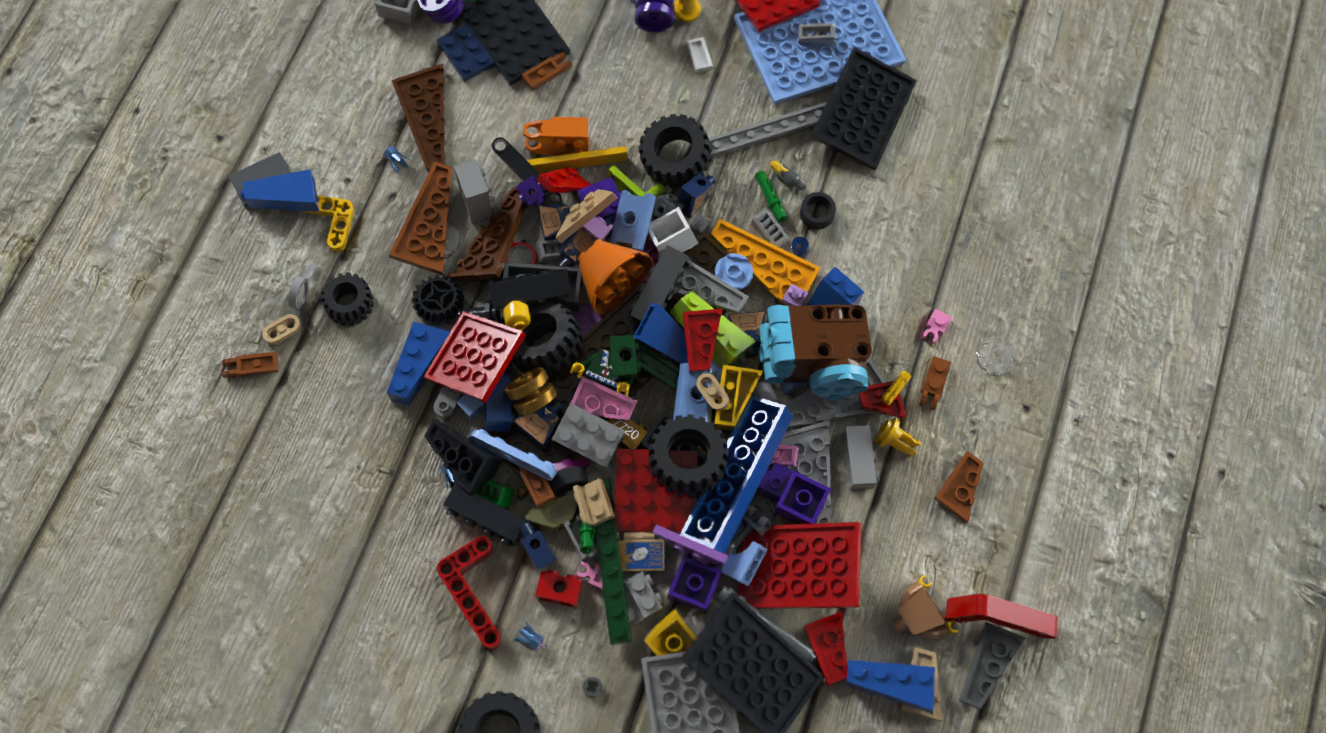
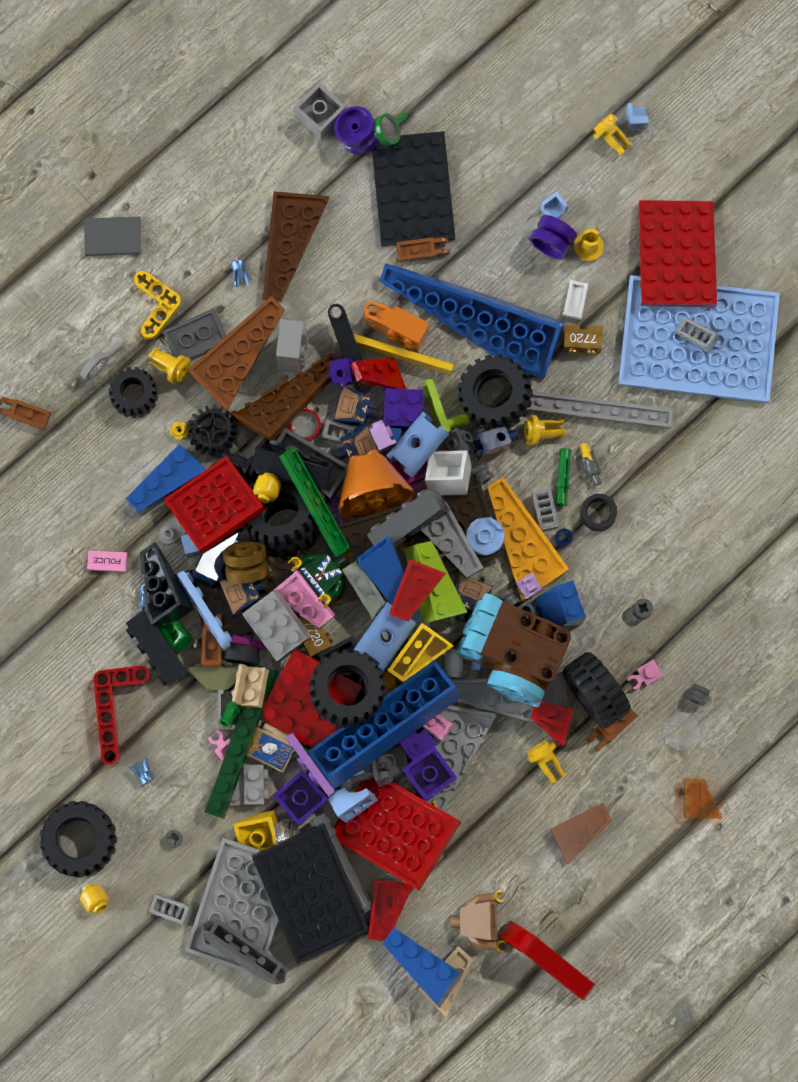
camera: 30 degrees right, 10 degrees up
(281, 328) = (65, 390): tan plate -> none
(282, 192) = (124, 261): blue slope -> none
(375, 260) = (174, 367): none -> yellow piece
(379, 229) = (195, 335): none -> dark grey tile
(396, 460) = (107, 561): none -> bright pink tile
(407, 318) = (179, 435): none -> yellow plate
(465, 52) = (357, 193): dark blue plate -> none
(541, 554) = (184, 707): dark blue torso -> none
(565, 304) = (314, 501): none -> green tile
(568, 597) = (177, 737): red brick -> none
(584, 212) = (376, 417): tan wing -> none
(624, 369) = (339, 561): dark green brick -> none
(627, 101) = (485, 320): none -> blue wedge
(713, 392) = (398, 643): tan plate -> none
(723, 82) = (582, 340): none -> pearl gold brick
(727, 167) = (535, 429): none -> yellow piece
(860, 457) = (506, 760): light grey brick -> none
(863, 108) = (698, 433): black plate -> none
(896, 387) = (568, 716): yellow axle -> none
(900, 276) = (640, 612): none -> dark grey wheel
(910, 348) = (596, 689): none -> black tyre
(991, 318) = (698, 694): none -> dark grey wheel
(991, 657) = (517, 989): dark grey wing -> none
(1046, 407) = (698, 800): none -> clear orange wing

